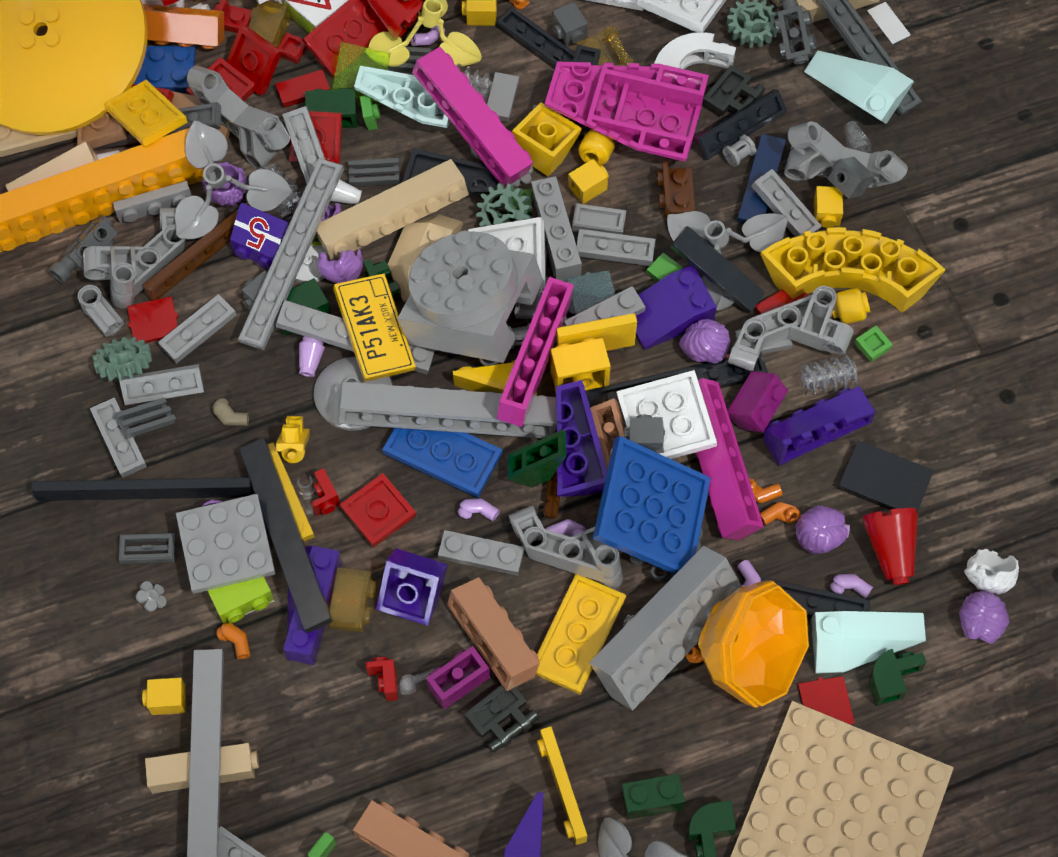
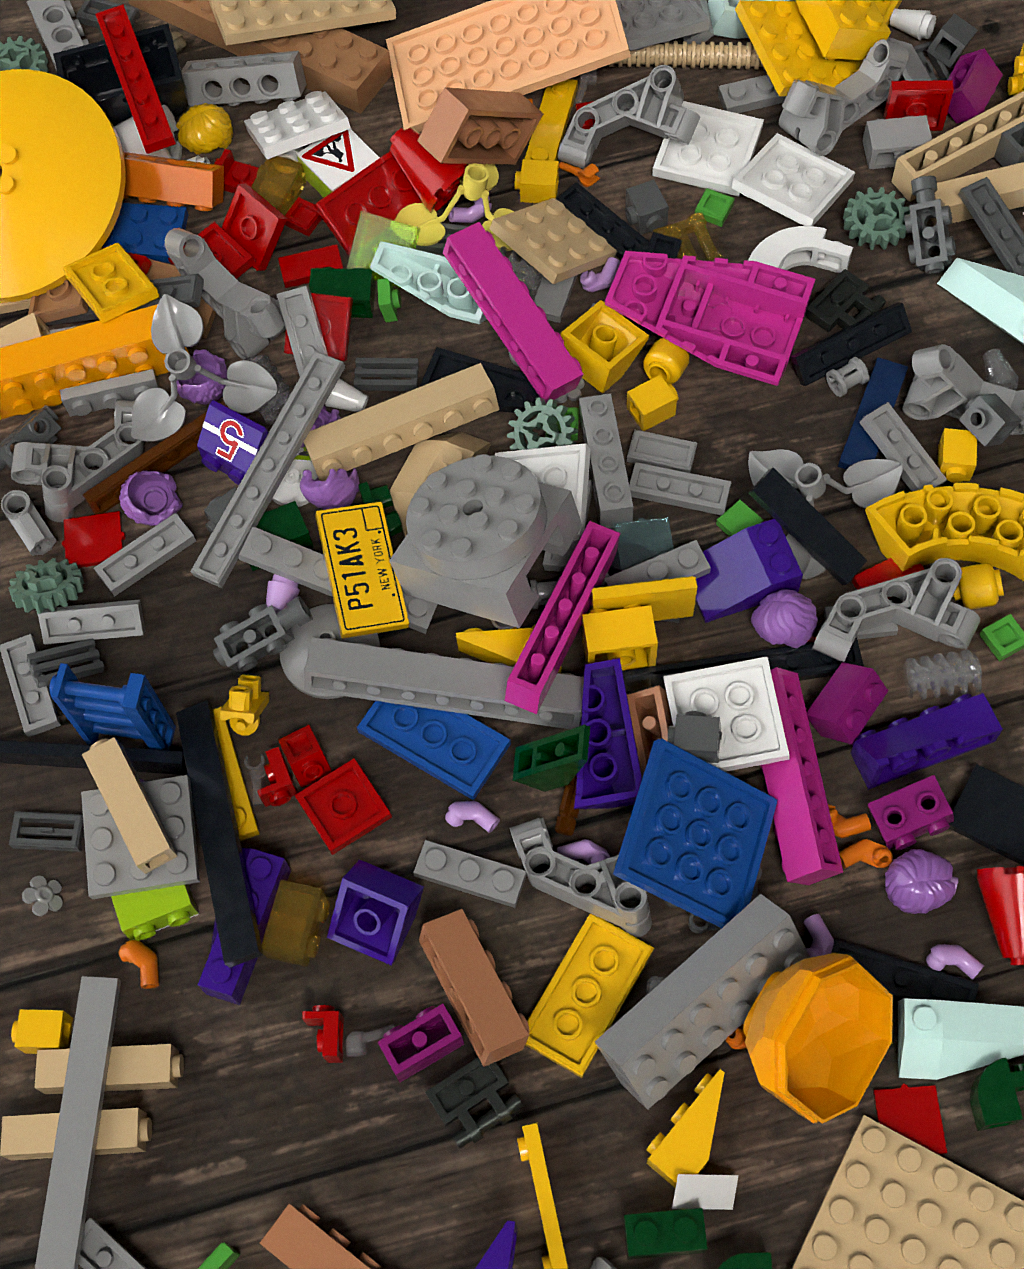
camera: 10 degrees right, 0 degrees up
(194, 448) = (114, 711): none -> blue fence
(196, 283) = (149, 497): none -> medium lavender hair
(217, 518) = (129, 805): none -> tan brick
(228, 416) = (168, 668): dark tan arm -> none
(238, 717) = (128, 1069): none -> tan brick
(294, 384) = (256, 632): none -> dark grey brick
(344, 474) = (305, 756): none -> red bracket
(498, 56) = (553, 240): none -> tan plate
(540, 85) = (595, 282): none -> lavender arm
(624, 20) = (715, 207): none -> bright green tile
(663, 735) = (690, 1140): none -> yellow slope
(677, 190) = (763, 421): reddish brown bracket -> none
(679, 762) = (705, 1191): none -> white sticker
(811, 479) = (911, 813): none -> magenta brick

